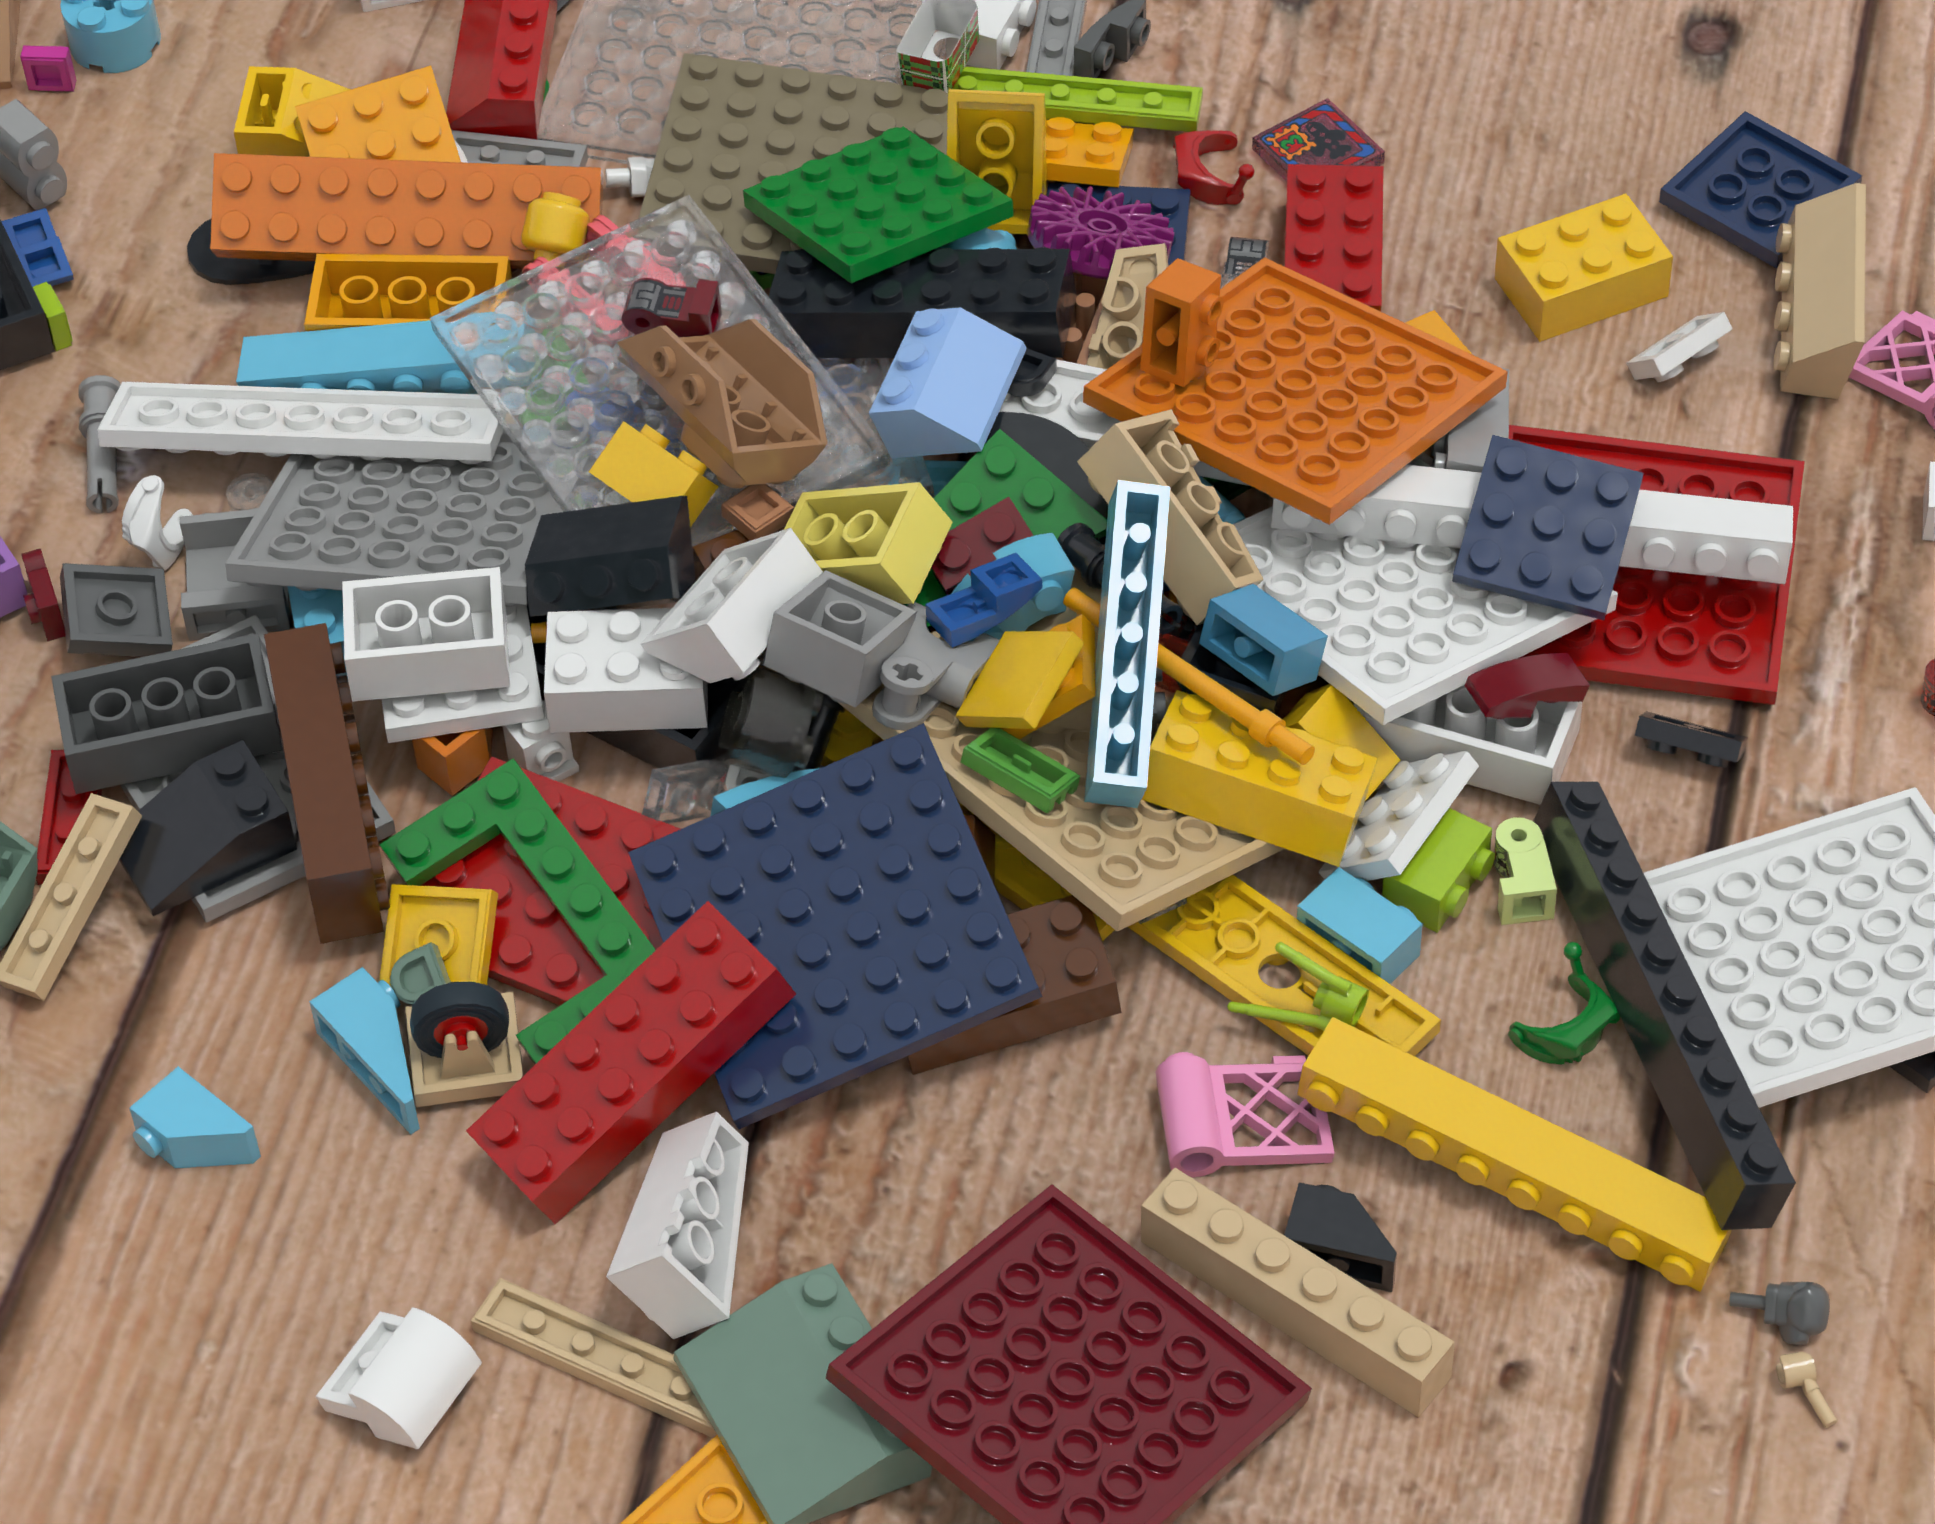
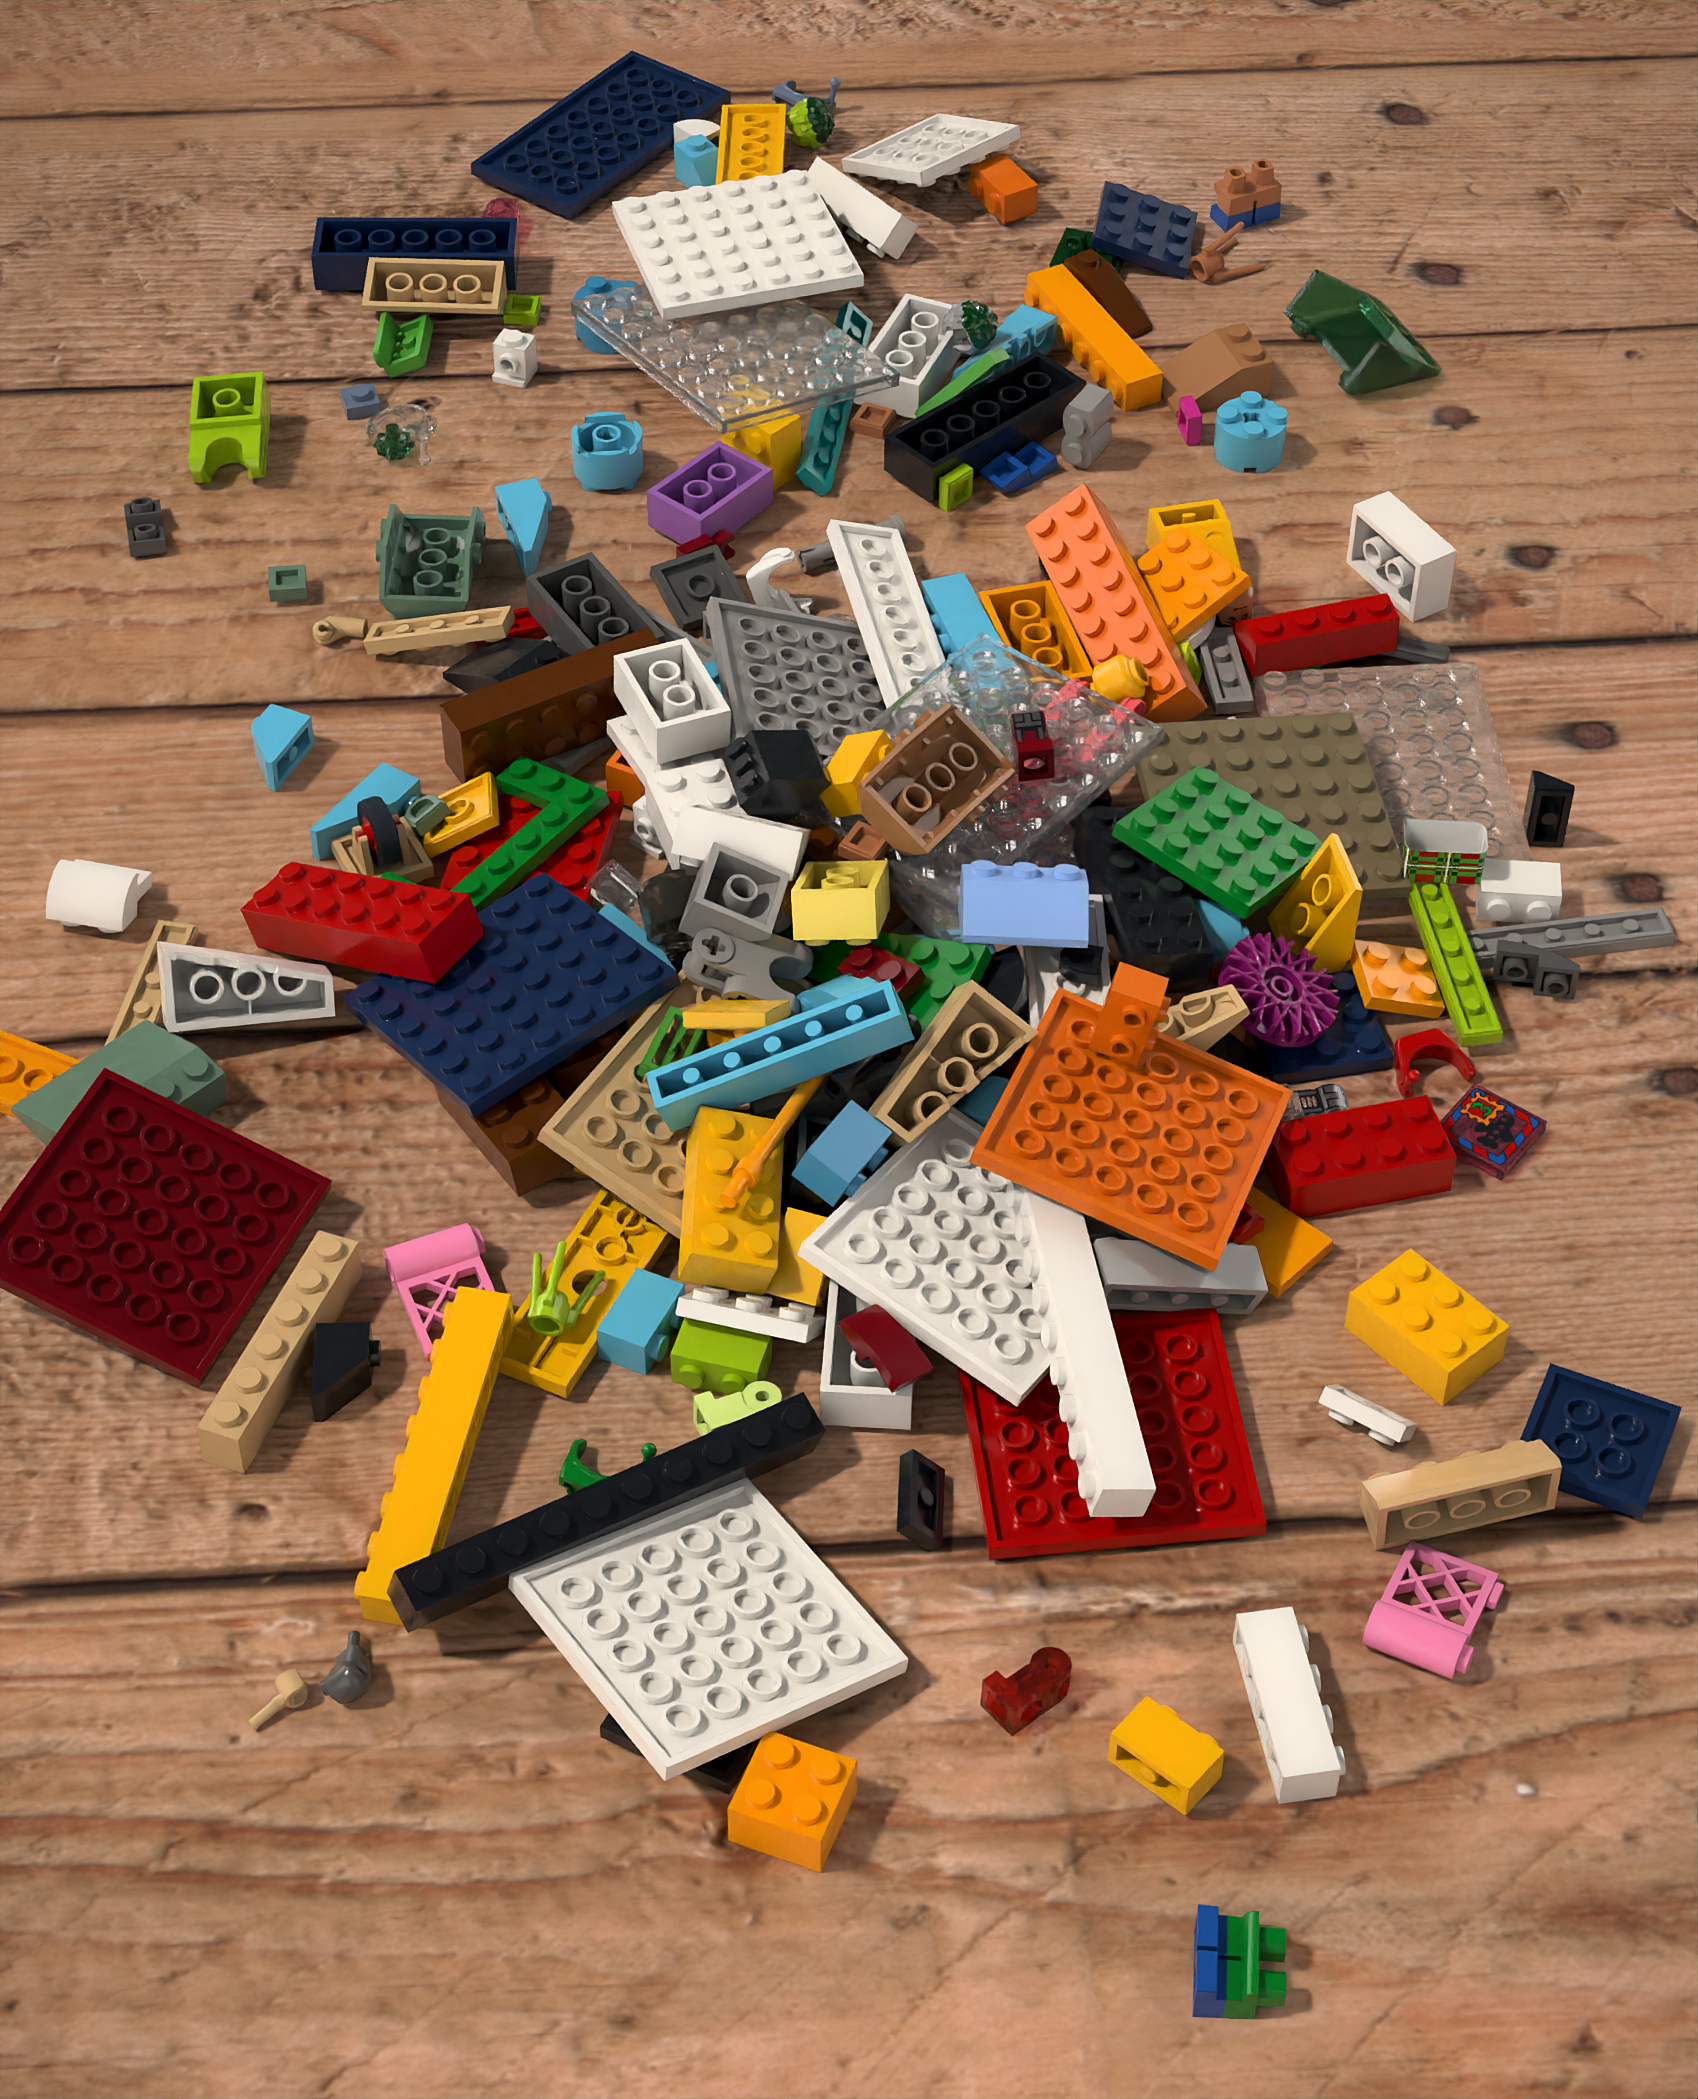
camera: 70 degrees right, 5 degrees down
(994, 595) = (807, 978): blue slope -> none
(1548, 527) = (1042, 1313): dark blue plate -> none

